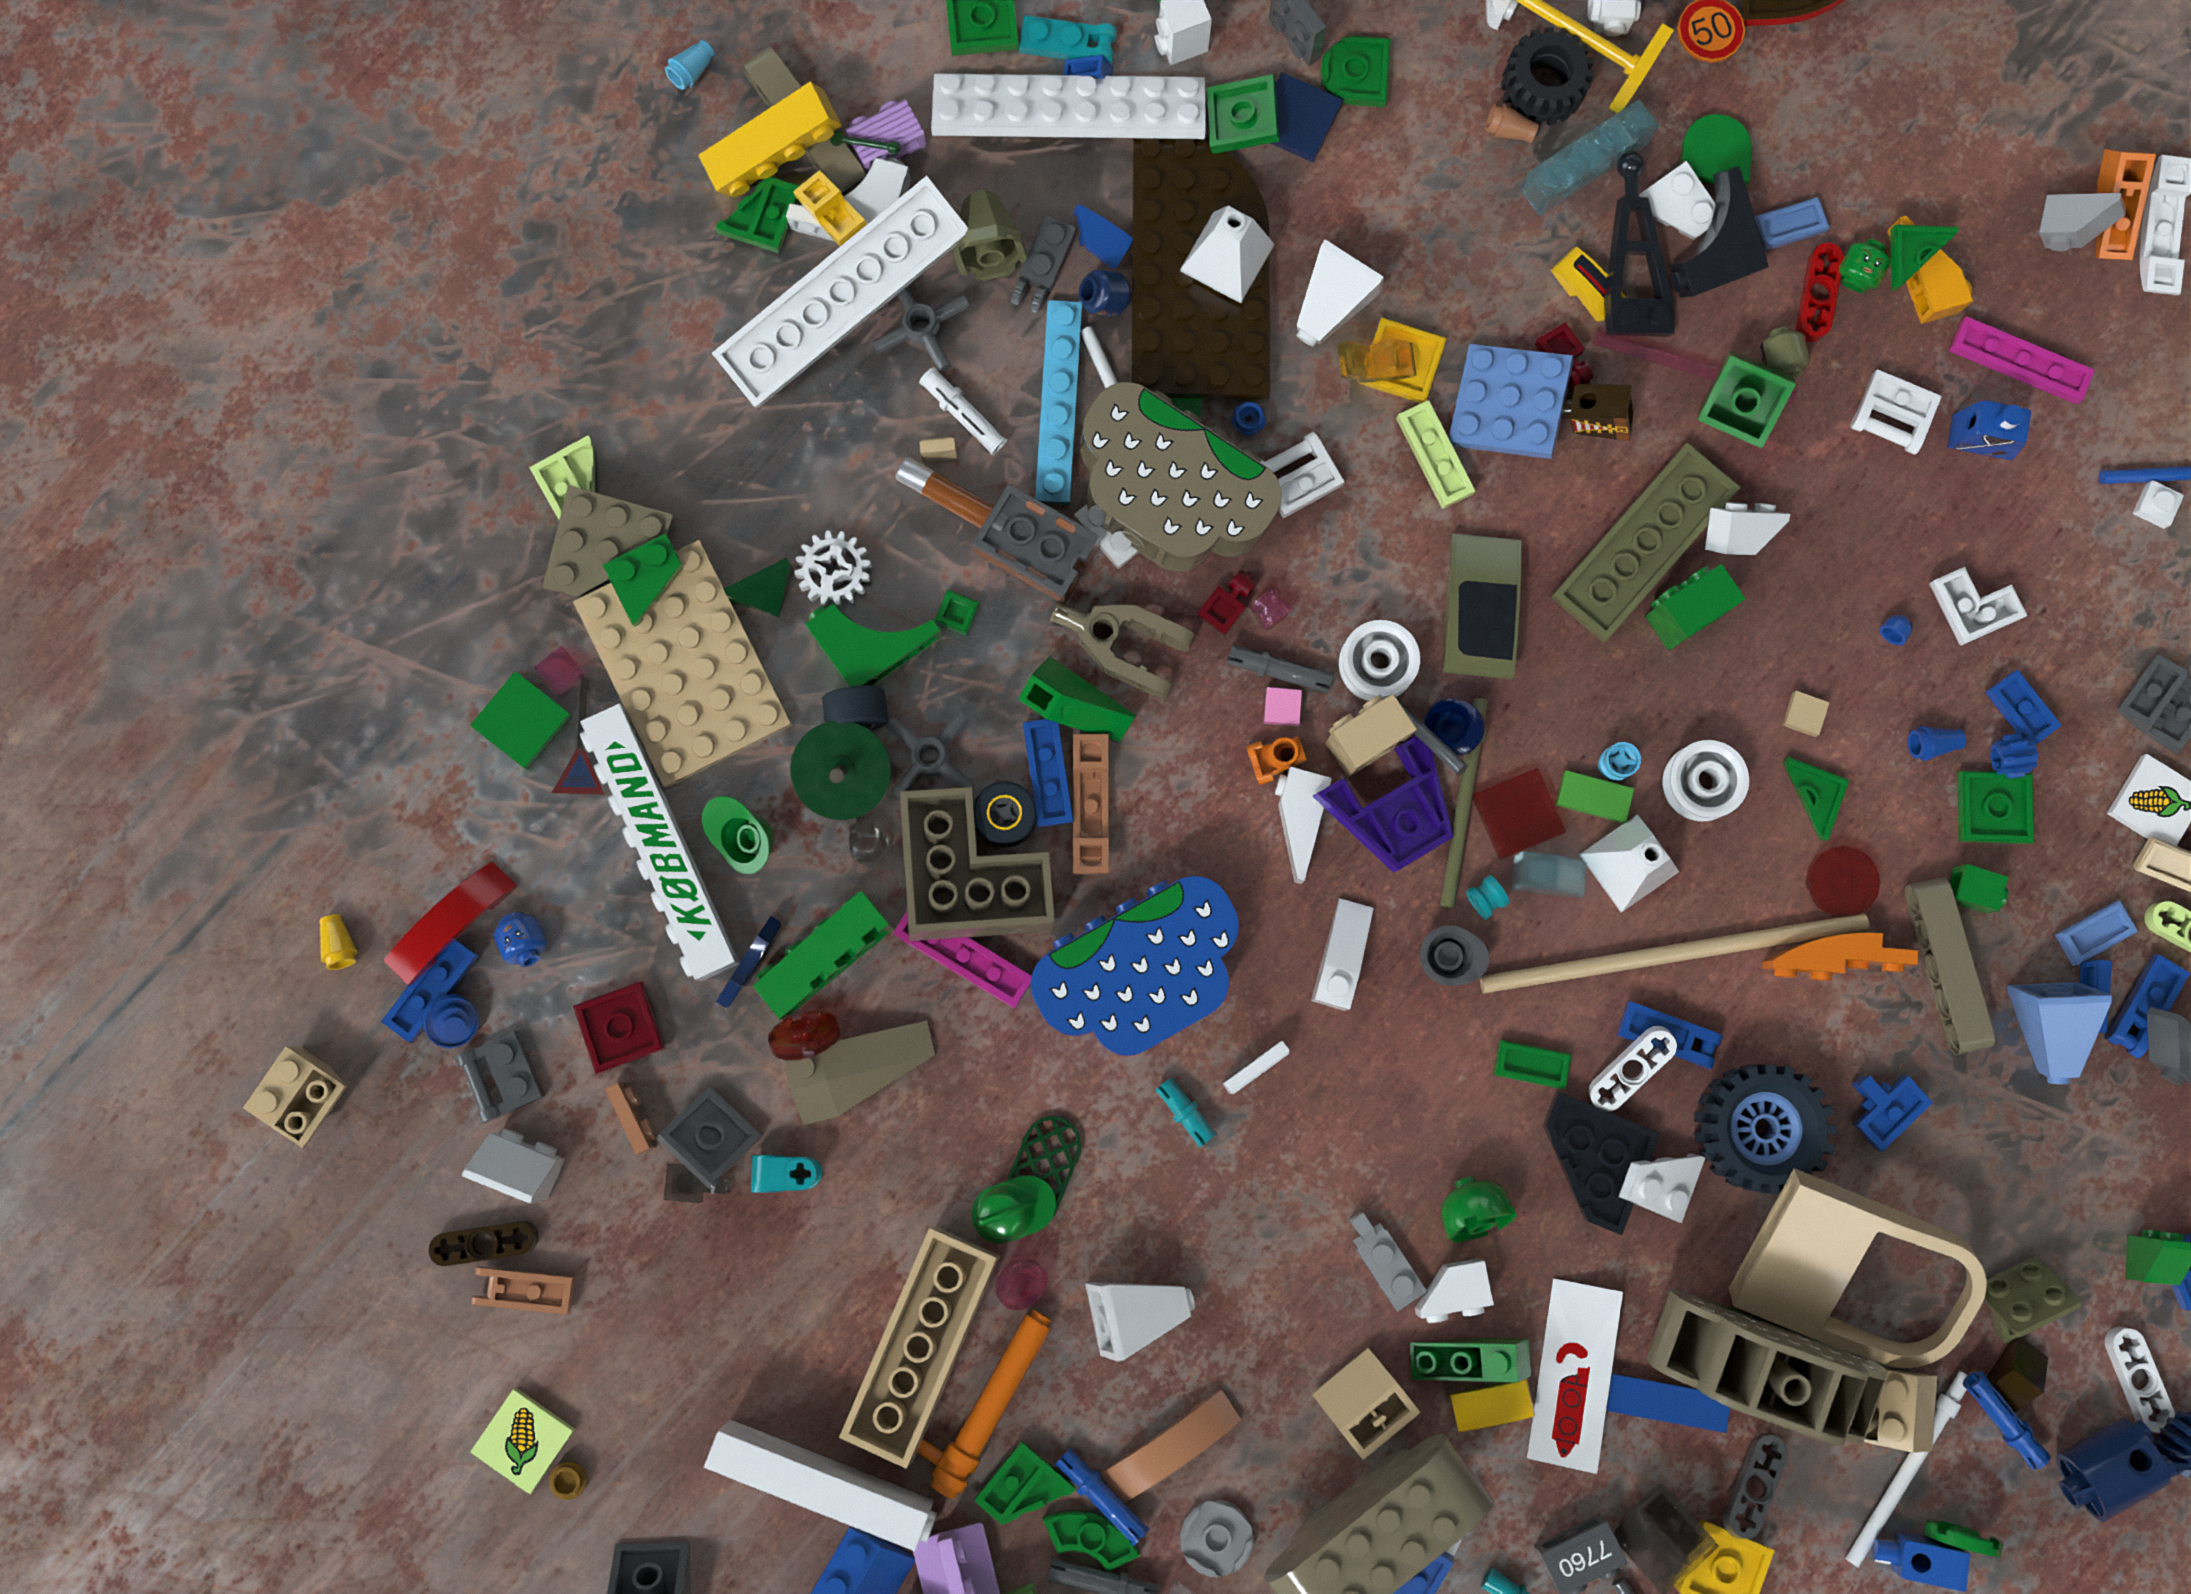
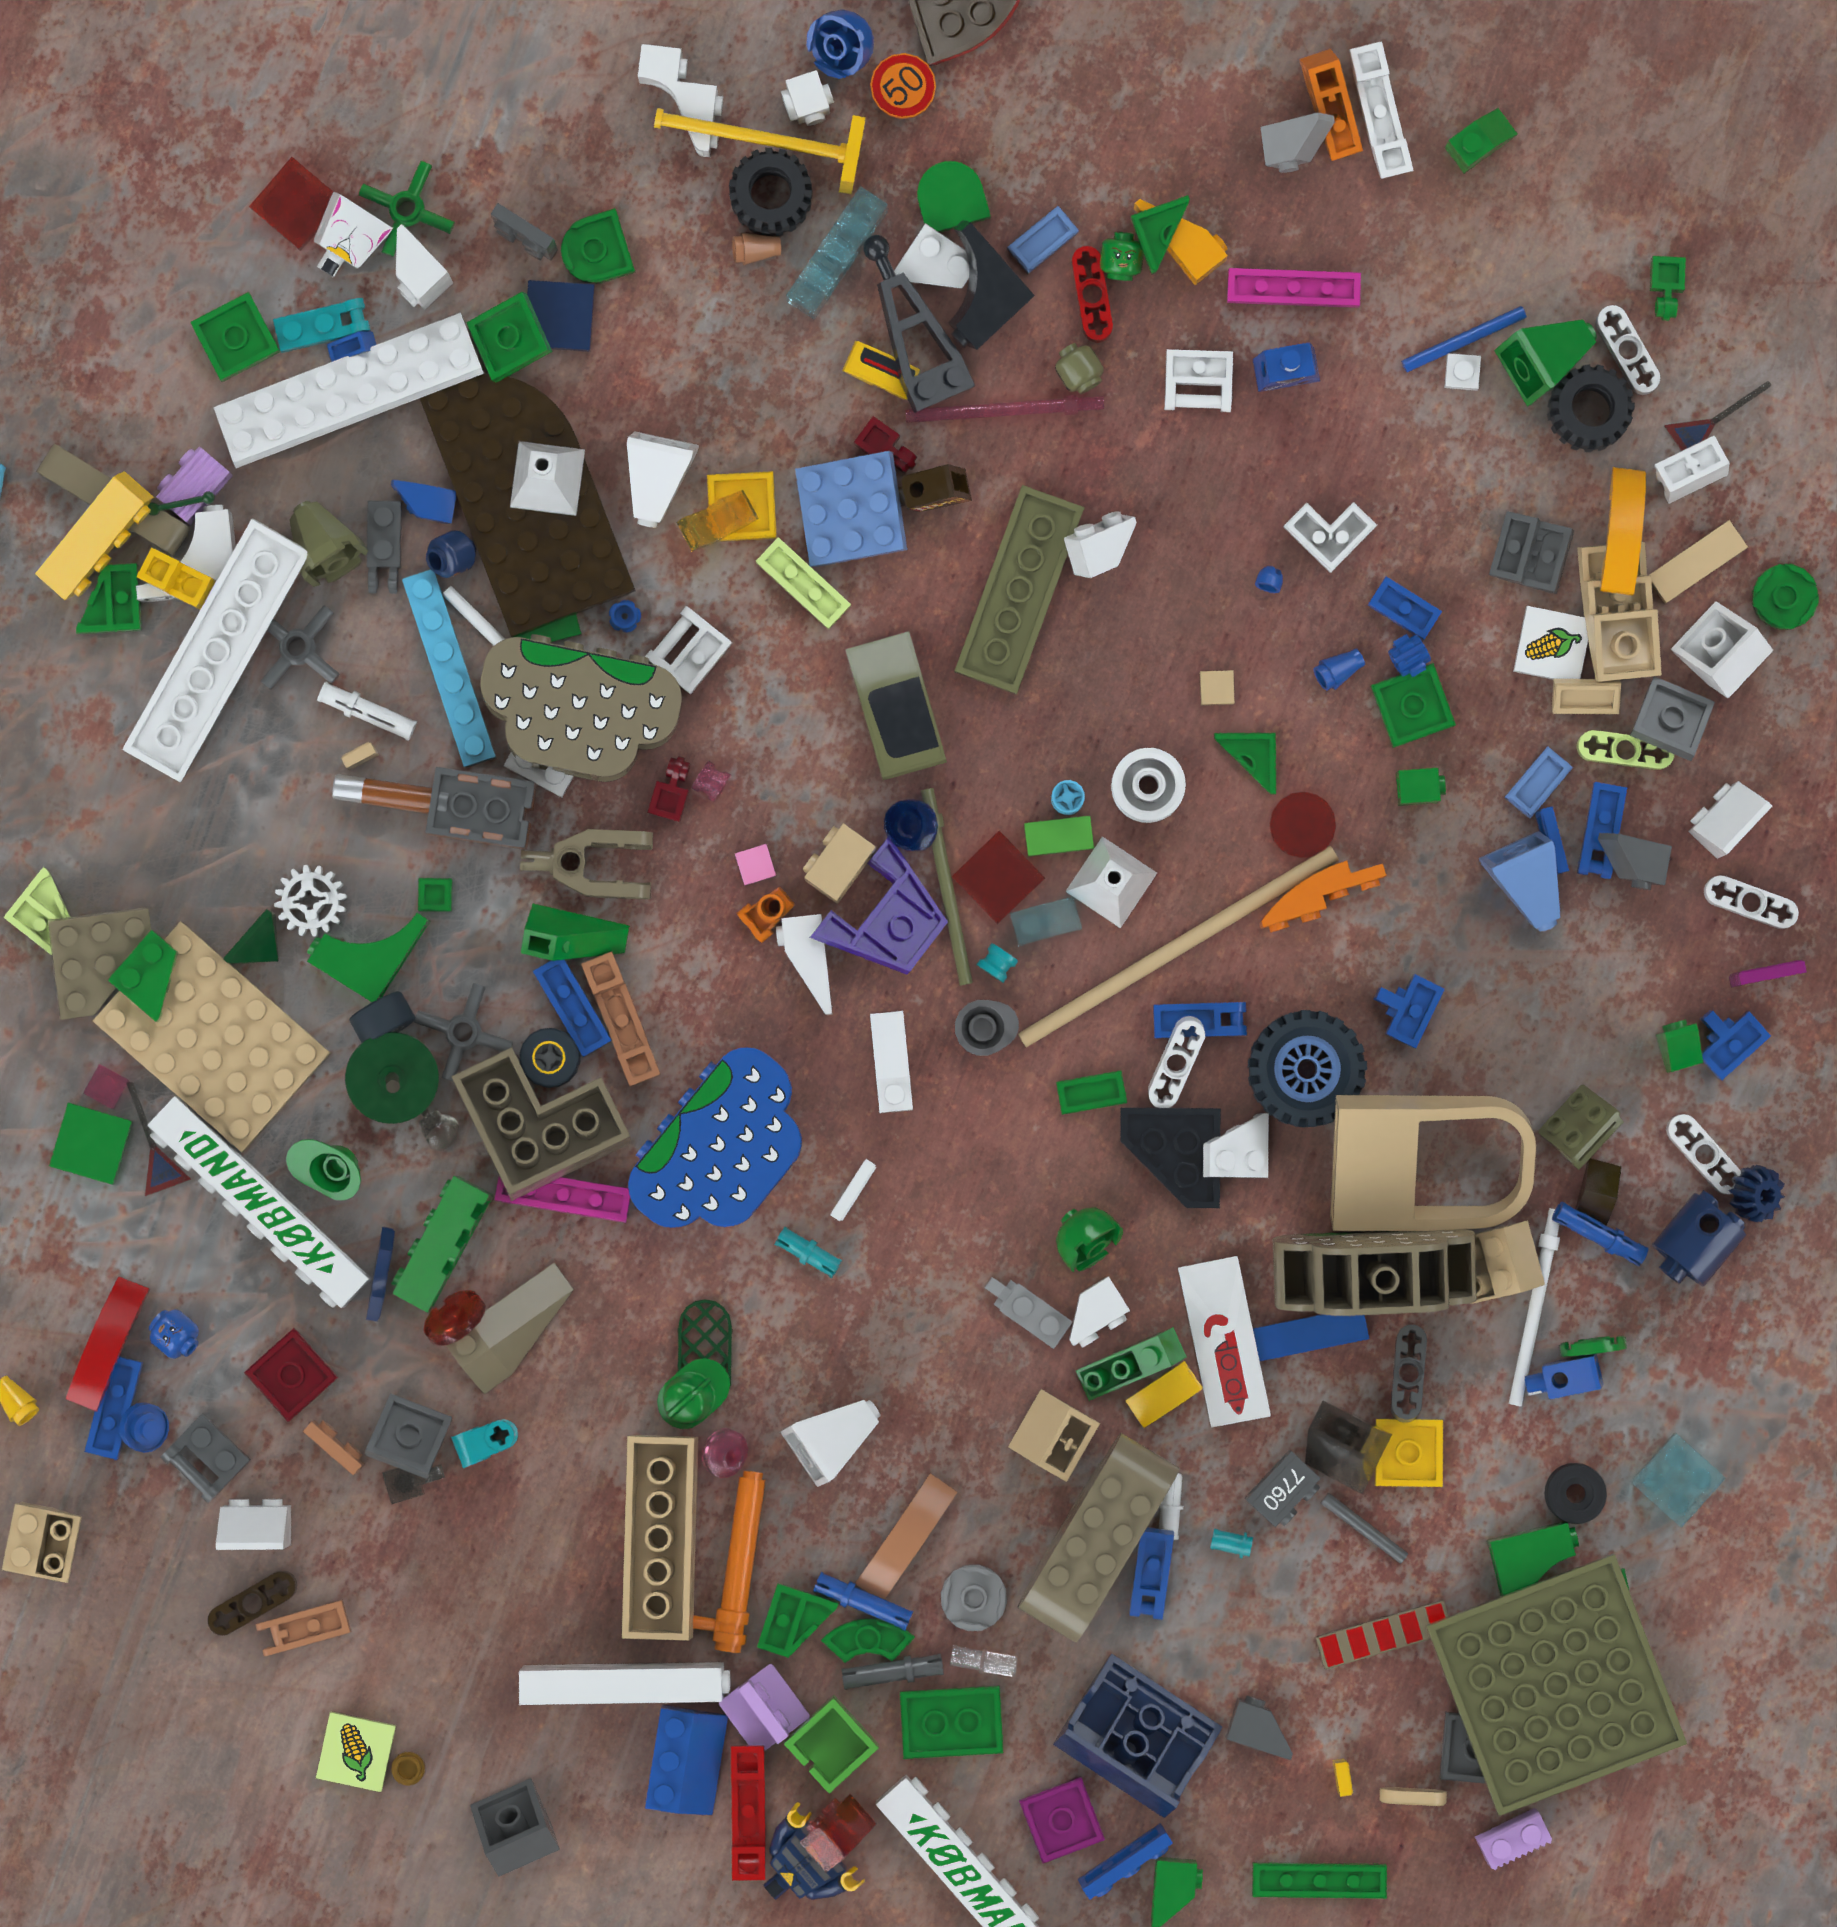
camera: 20 degrees left, 5 degrees up
(1279, 668) = (739, 832): dark grey pin -> none
(1383, 638) = (808, 776): white wheel -> none
(1435, 744) = (891, 843): dark grey bar -> none
(1700, 602) = (1080, 636): green brick -> none
(1746, 399) = (1057, 427): green brick -> none
(1949, 966) = (1418, 863): dark tan beam -> none

